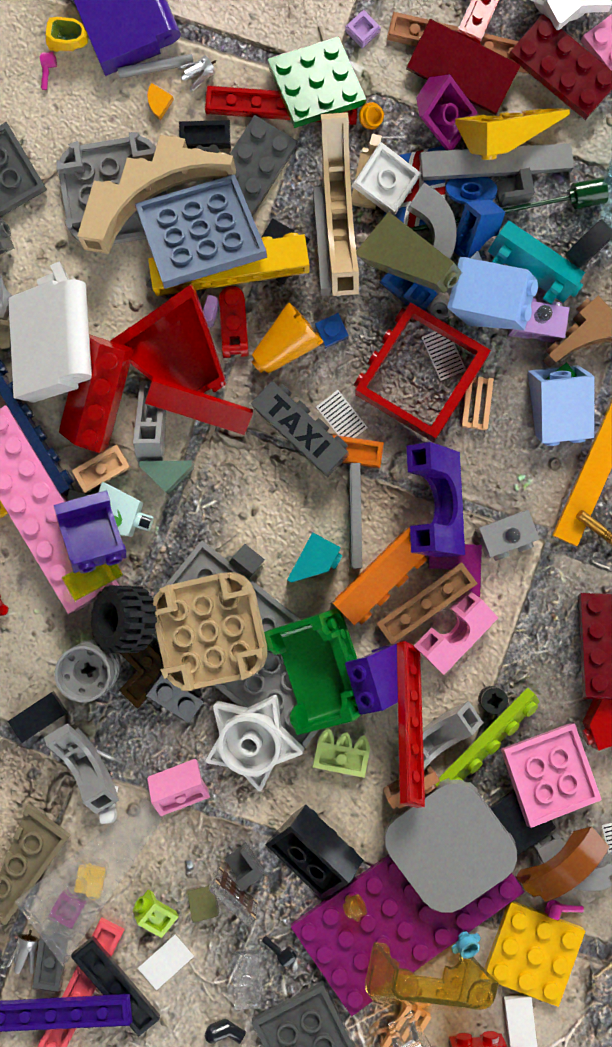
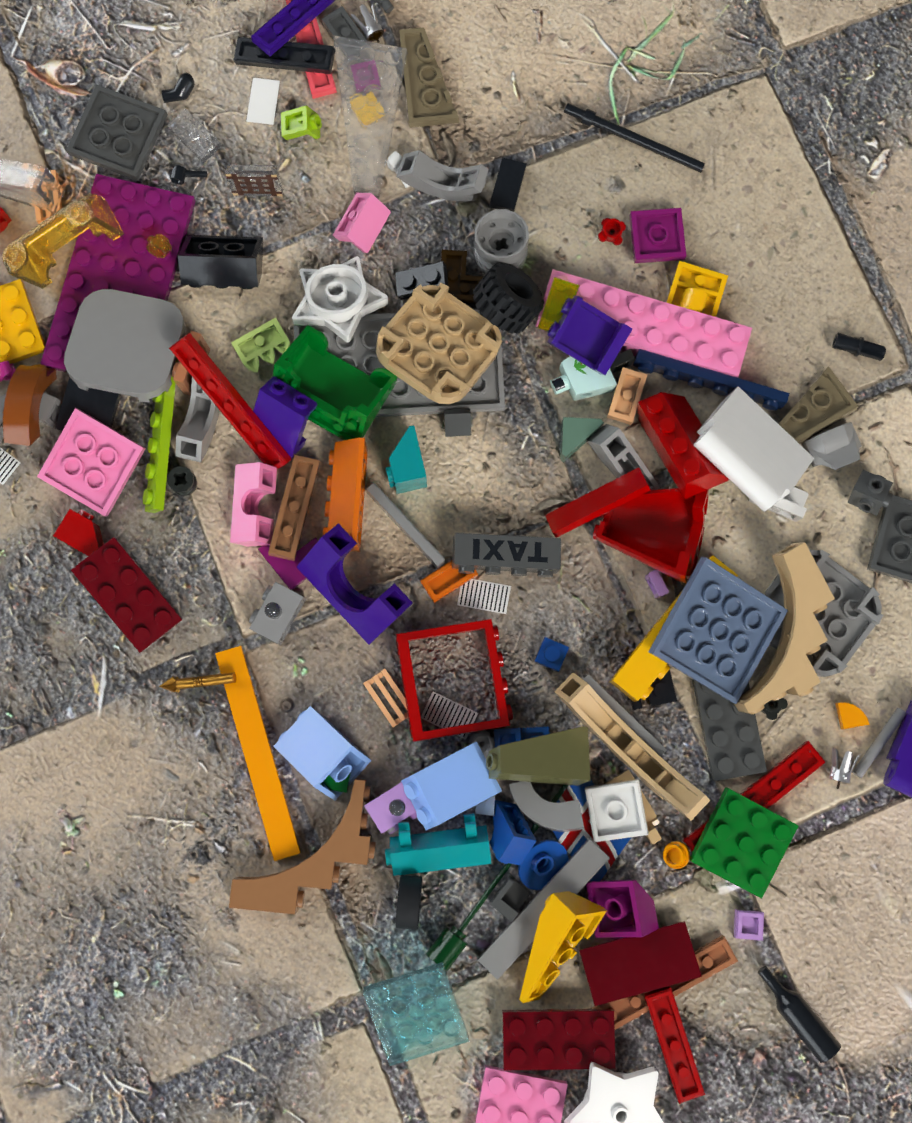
camera: 140 degrees right, 5 degrees down
(202, 904) = (272, 155): olive slope -> none
(206, 133) = (790, 722): black tile -> none
(233, 322) = (631, 593): red plate -> none
(245, 866) = (263, 210): dark grey panel -> none
(285, 341) = (578, 612): light orange cone -> none
(467, 945) = (52, 291): medium azure plate -> none

